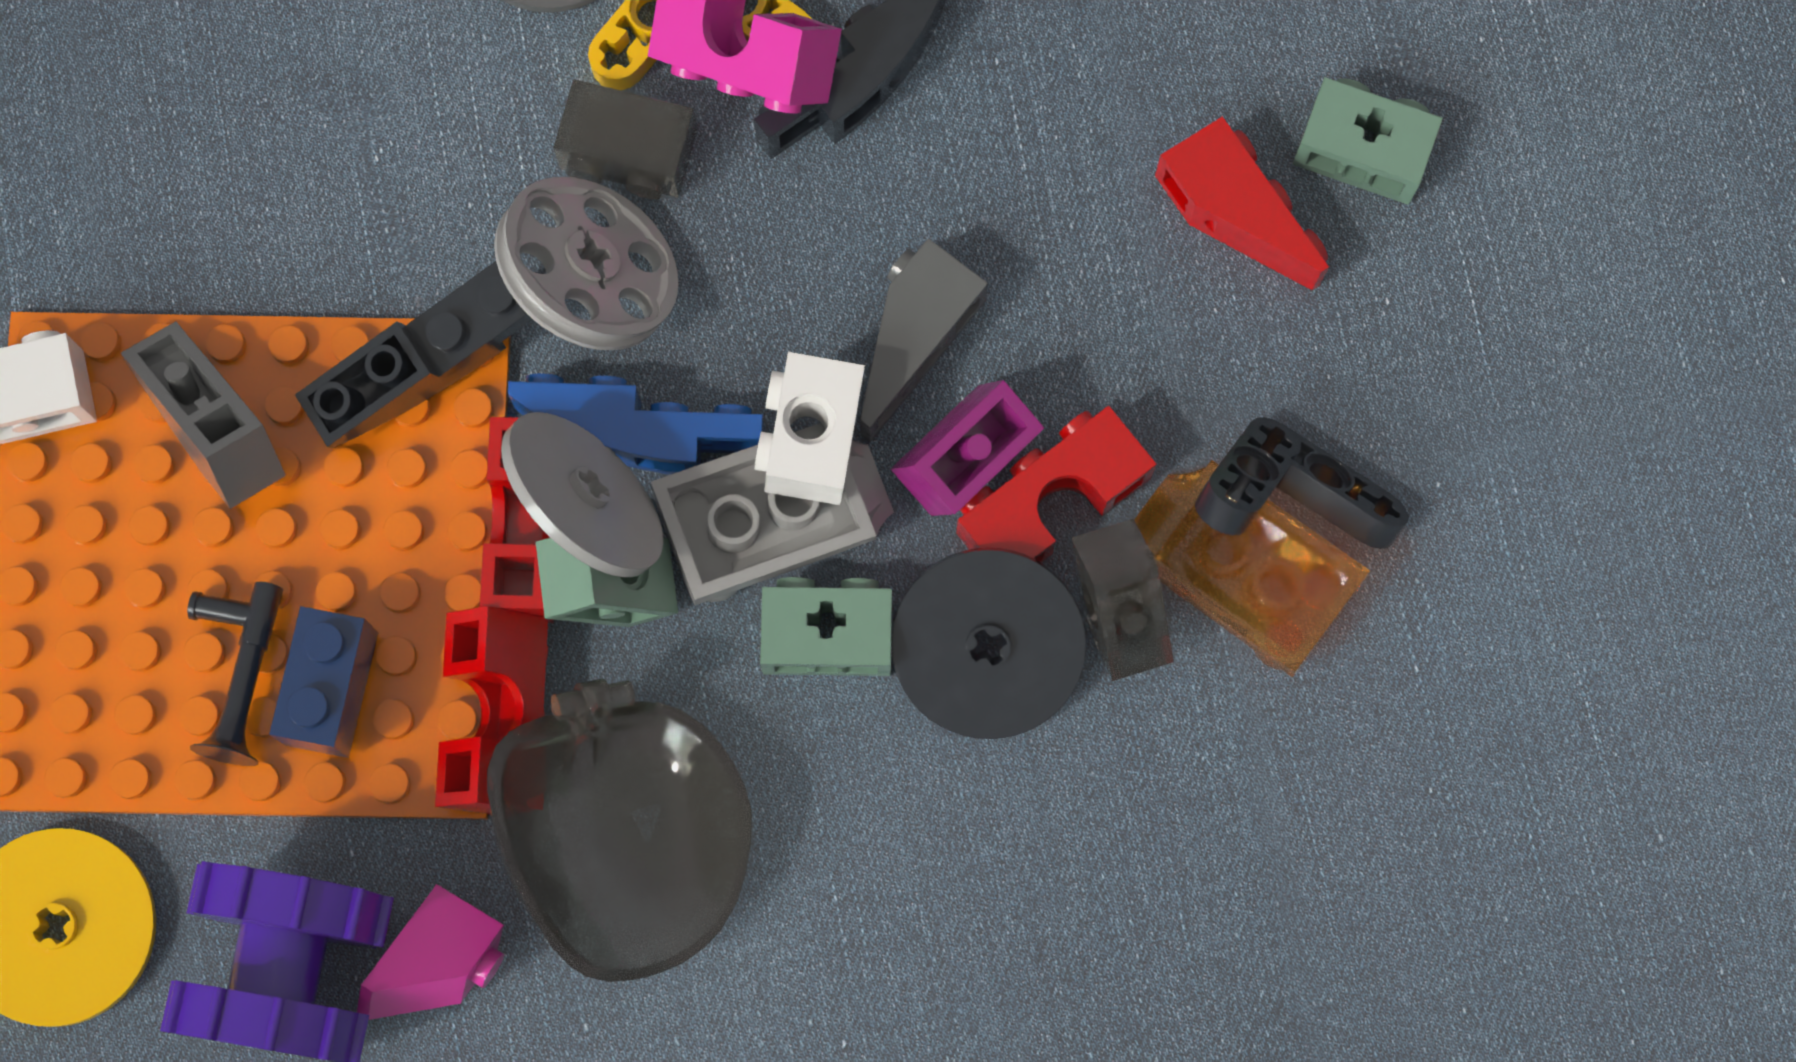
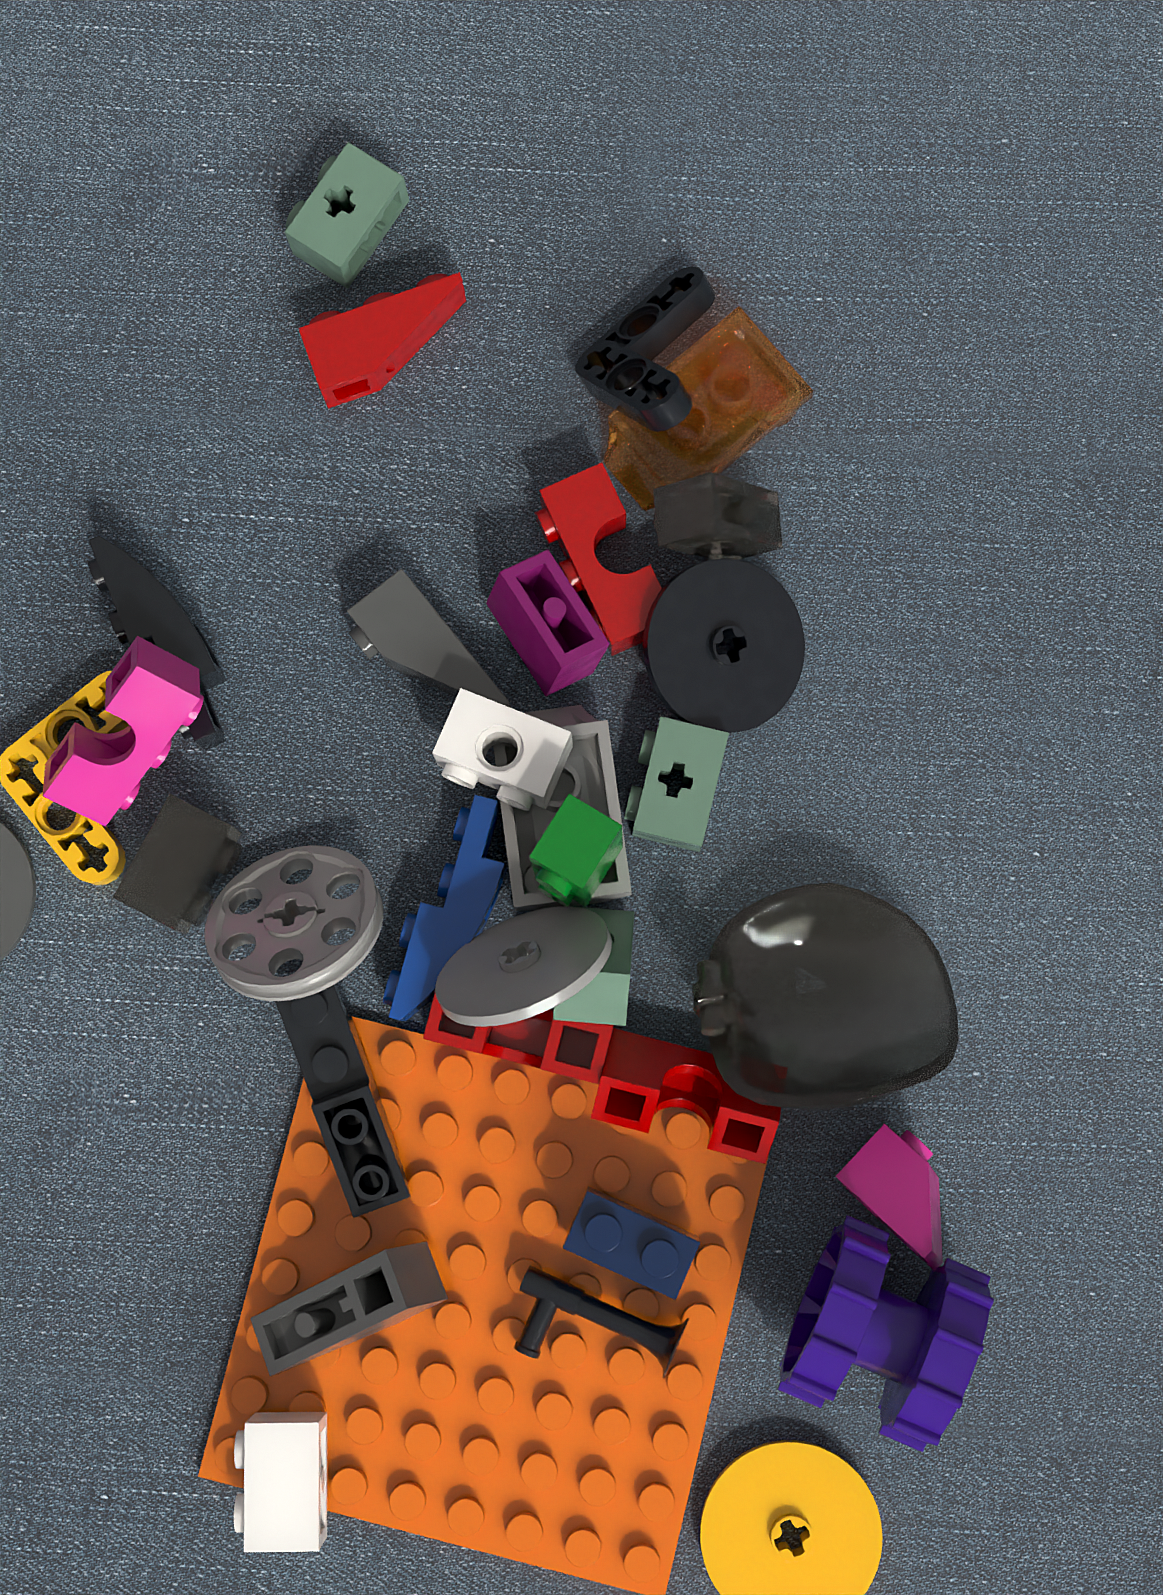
camera: 70 degrees left, 5 degrees up
(711, 520) = (575, 852): none -> green brick

